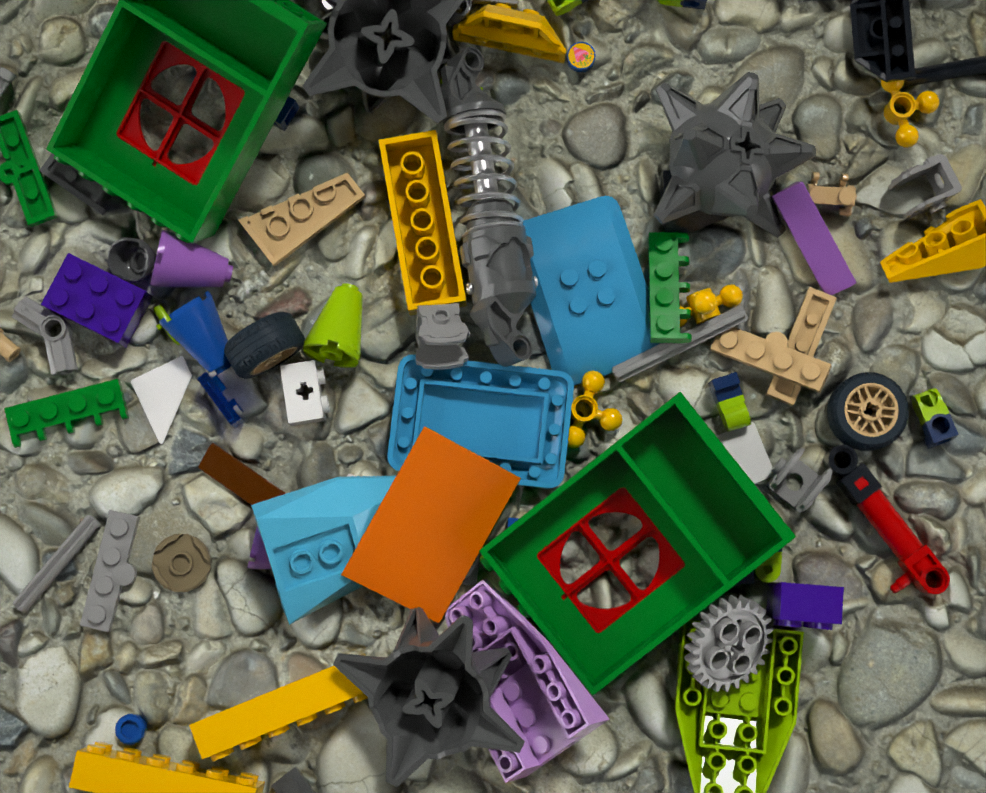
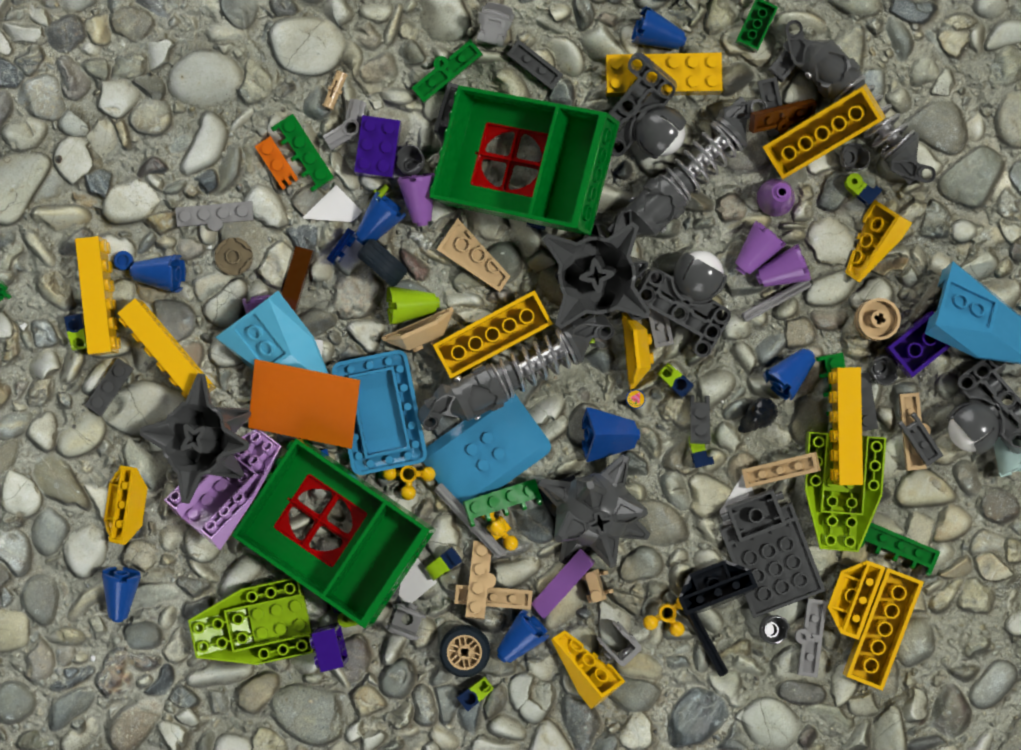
camera: 75 degrees right, 5 degrees up
(56, 563) = (208, 180): light grey axle -> none
(59, 43) = (534, 65): none -> dark grey plate
(66, 456) = (276, 162): none -> orange hinge
(166, 678) = (160, 272): none -> blue cone
(294, 379) = (351, 296): white brick -> none
(384, 325) = (421, 332): none -> tan wedge
(439, 335) = (421, 370): light grey piece -> none
(619, 110) = (607, 434): none -> blue slope
(728, 643) = (290, 608): light grey gear -> none
(864, 491) = (399, 685): red piece -> none
(874, 323) = (521, 637): none -> blue cone

